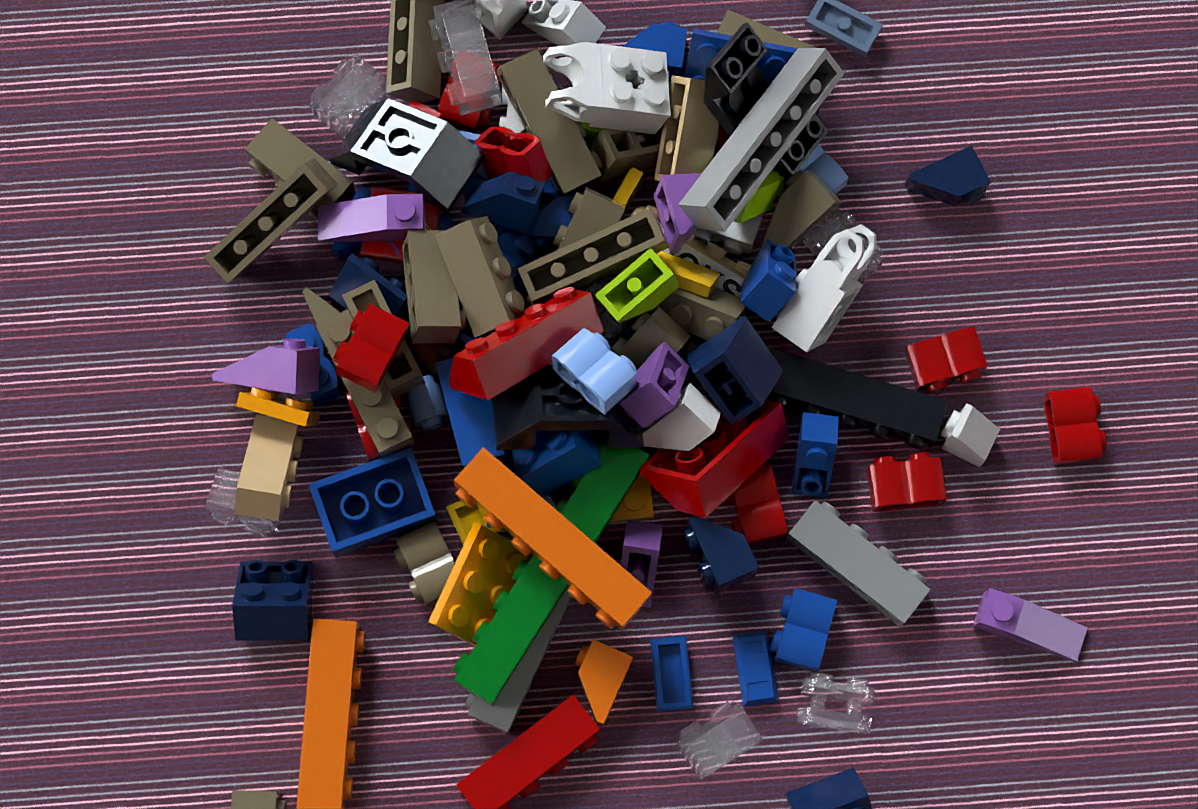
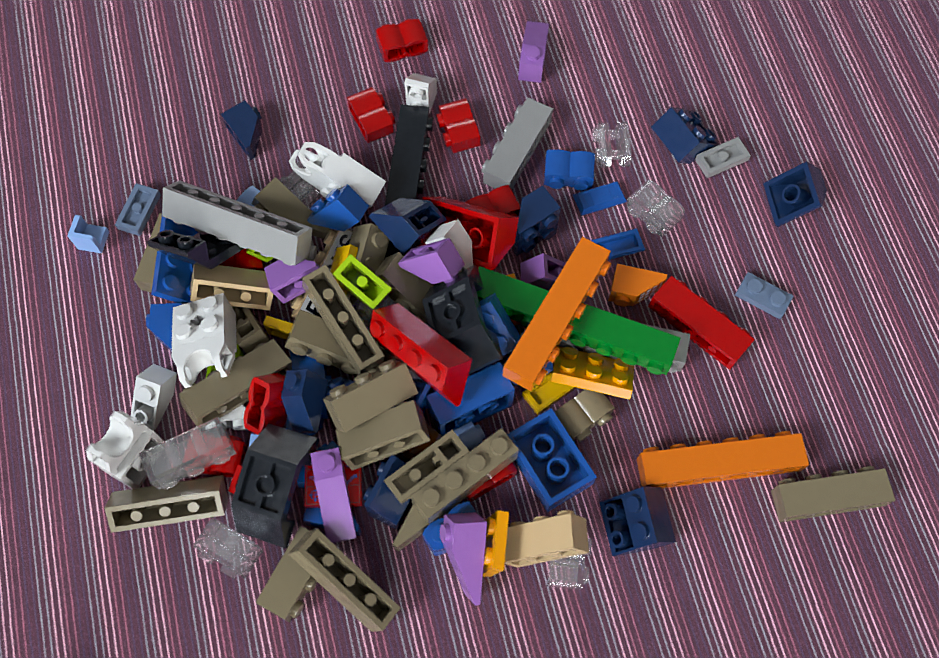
camera: 100 degrees left, 10 degrees down
(371, 347) = (442, 465): red brick -> none
(595, 370) = (433, 293): light blue brick -> none
(815, 454) = (450, 178): blue slope -> none

